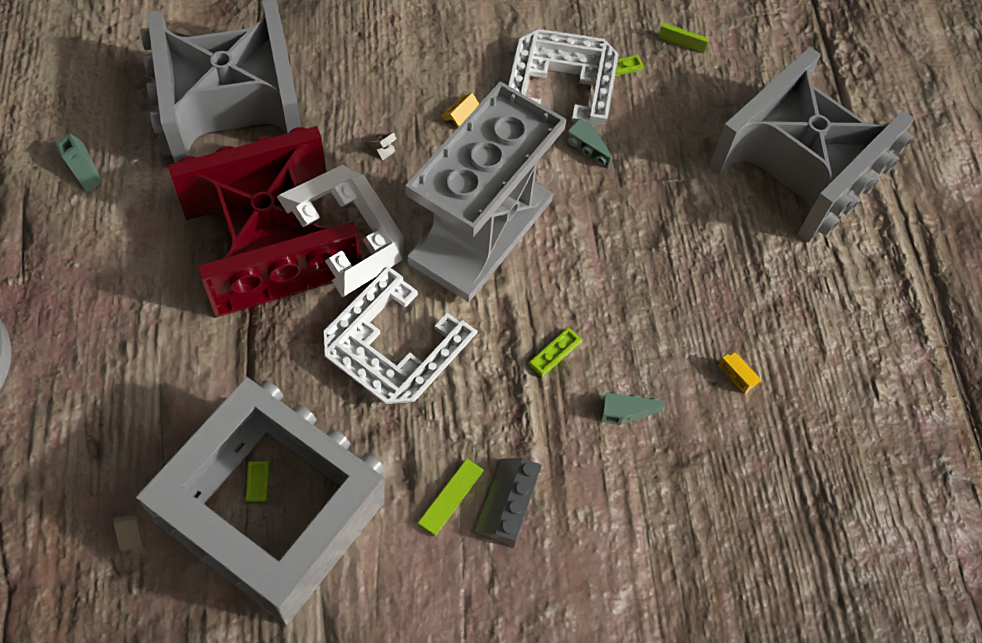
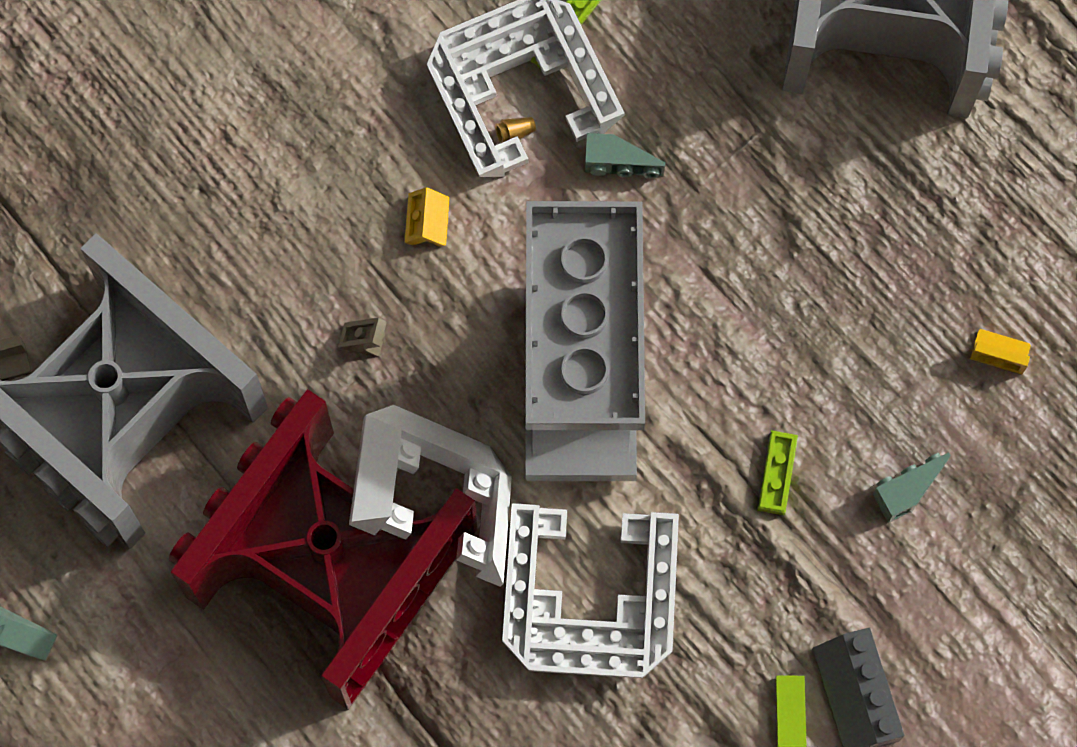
camera: 30 degrees left, 10 degrees up
(546, 98) = (514, 127): none -> pearl gold cone

